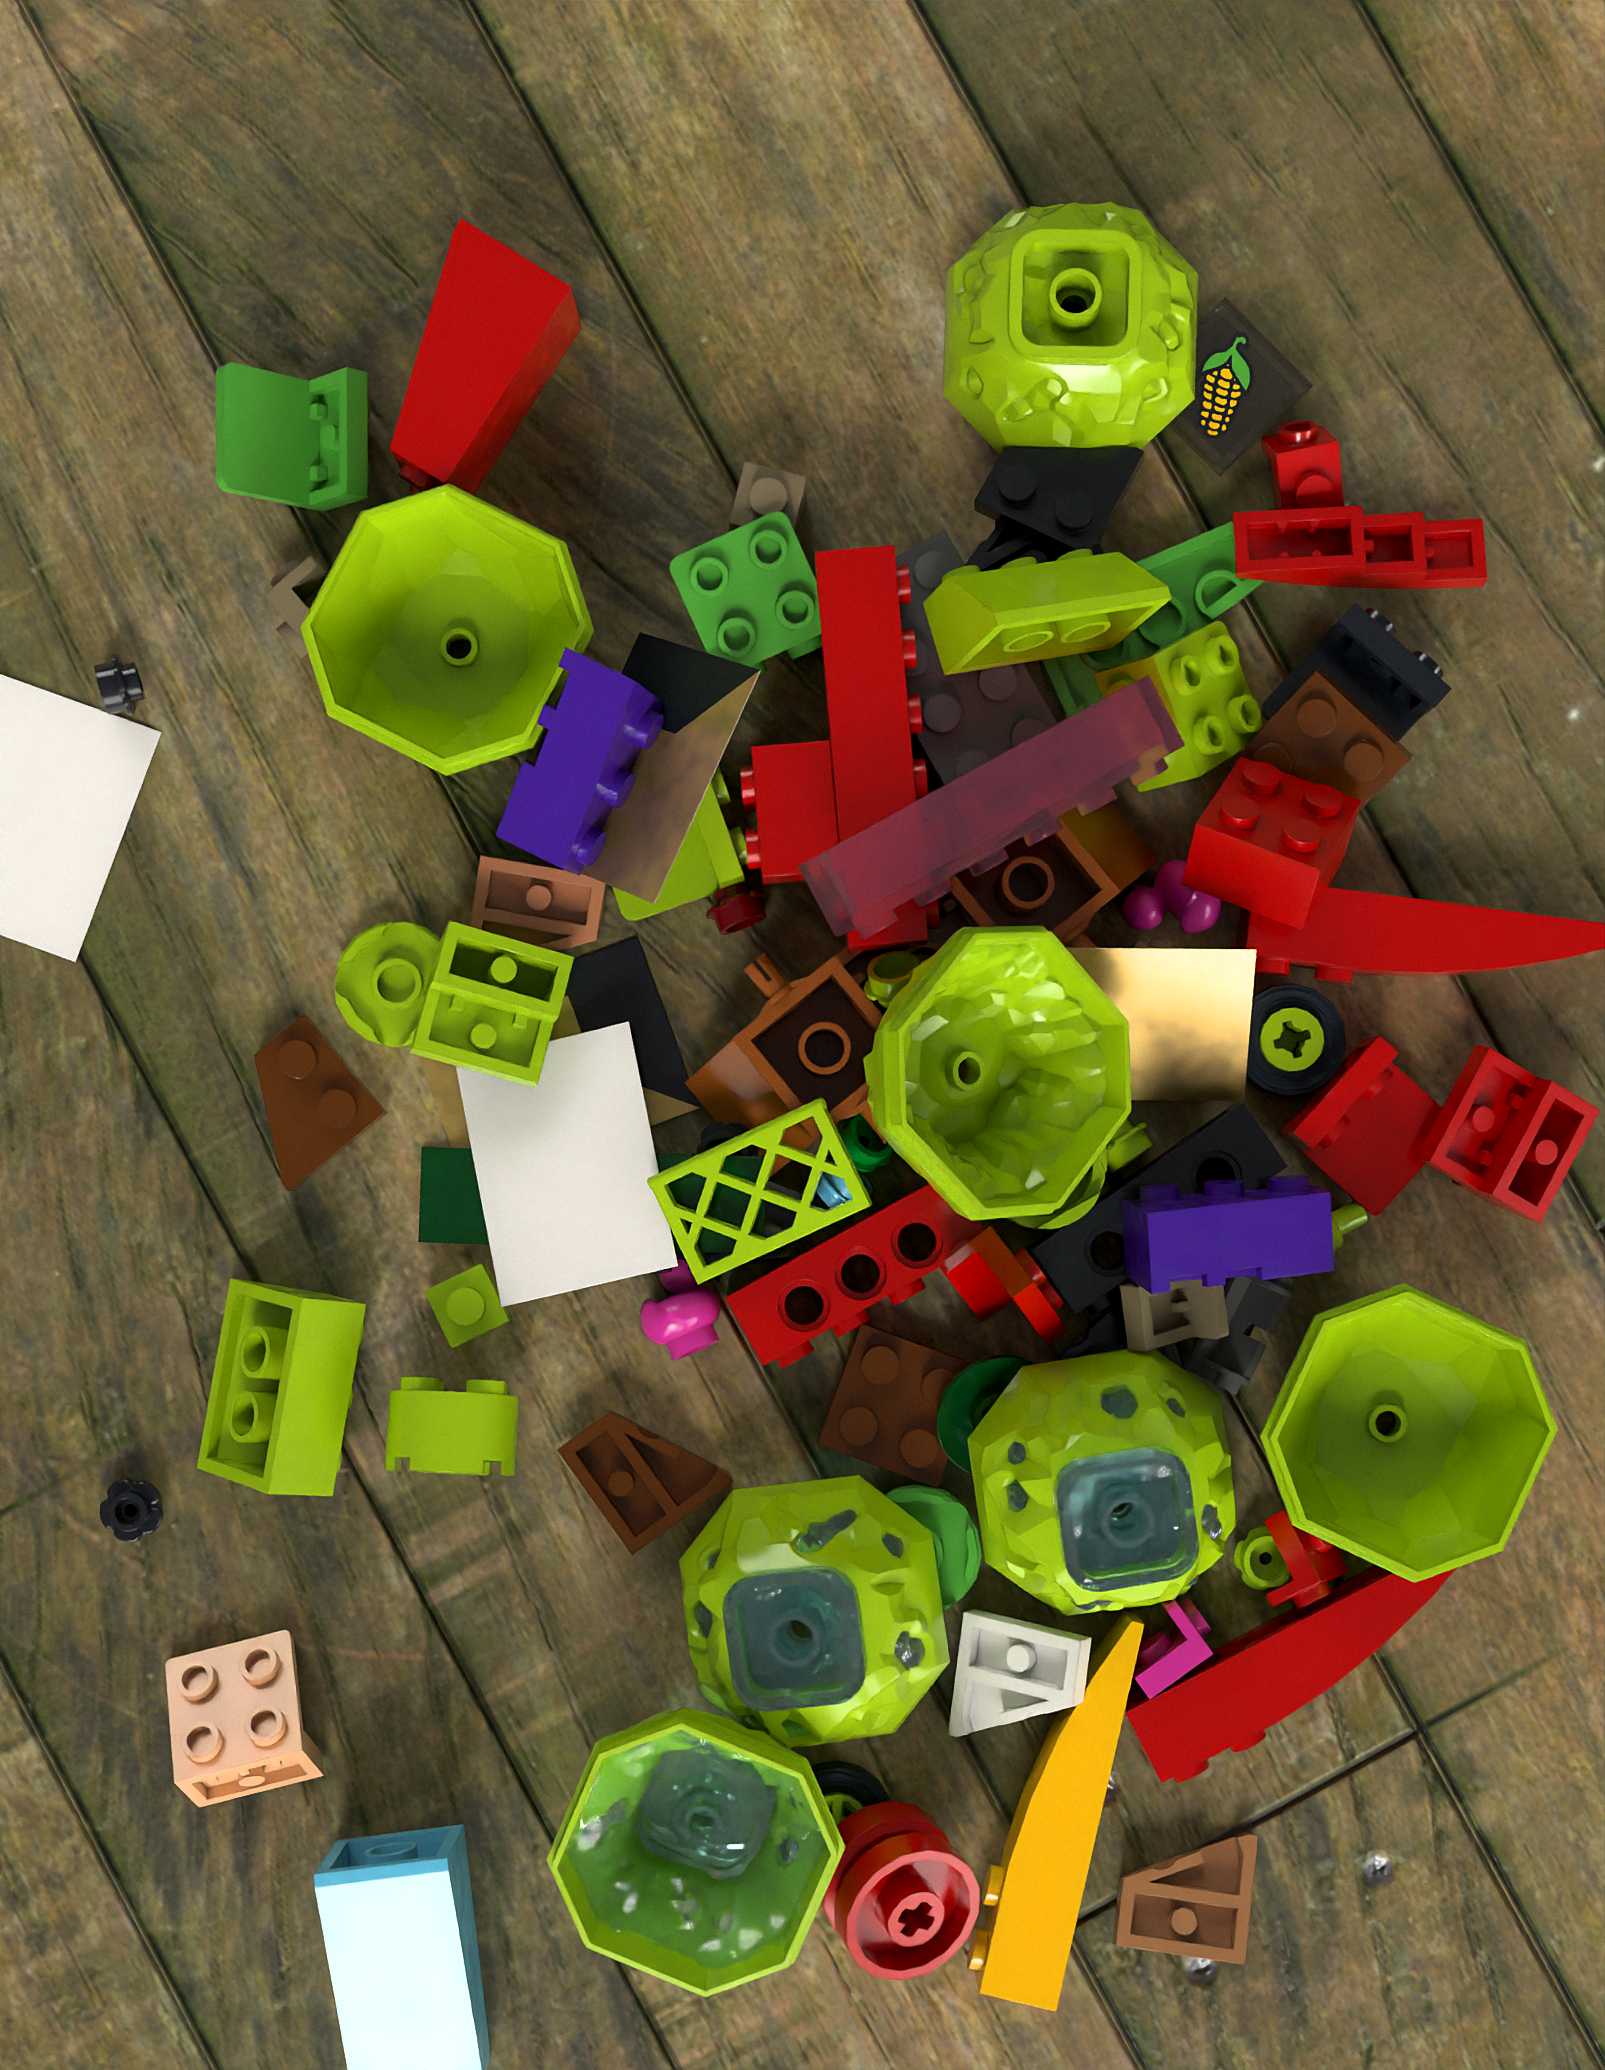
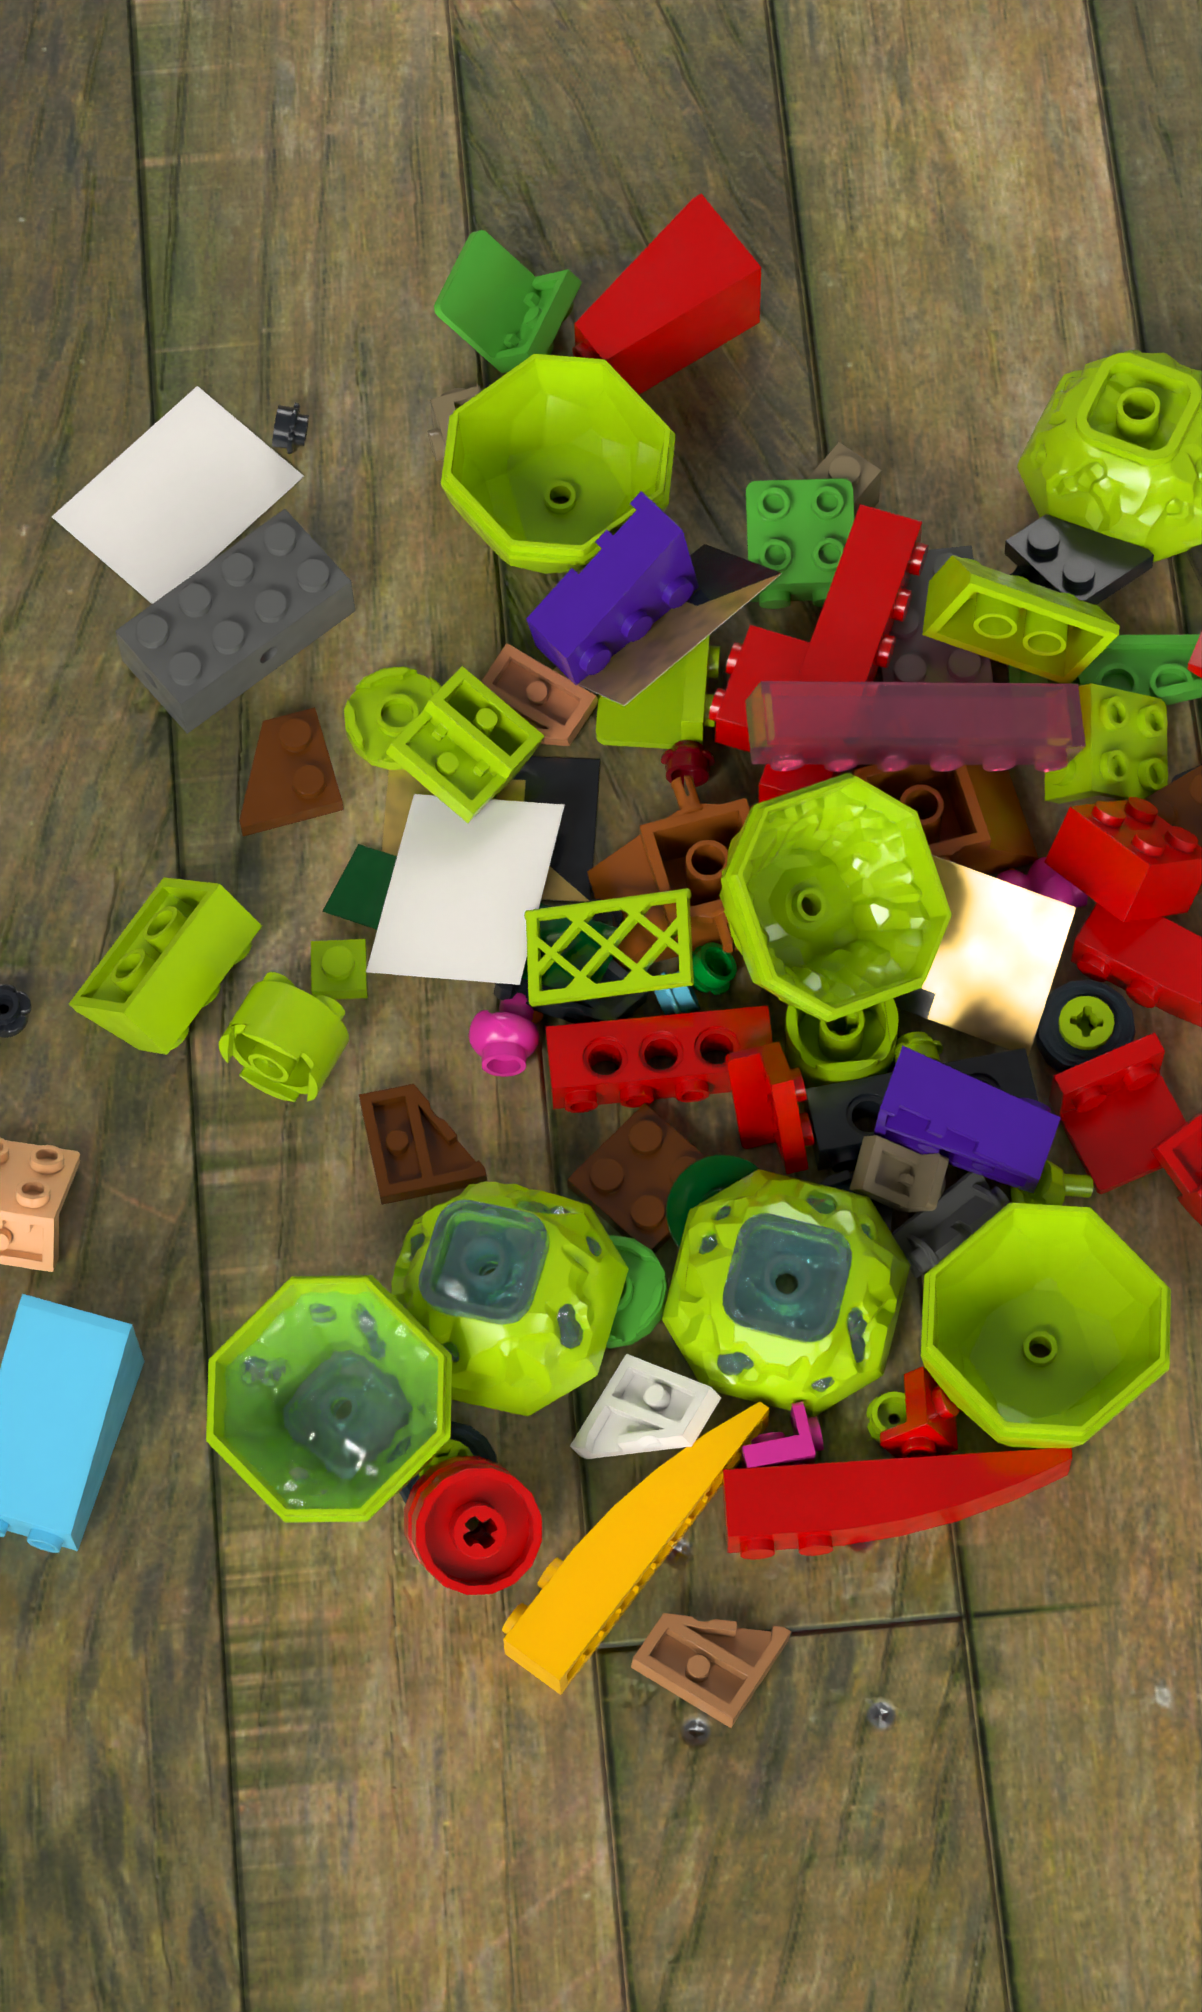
camera: 30 degrees right, 20 degrees down
(168, 953) = (236, 620): none -> dark grey brick

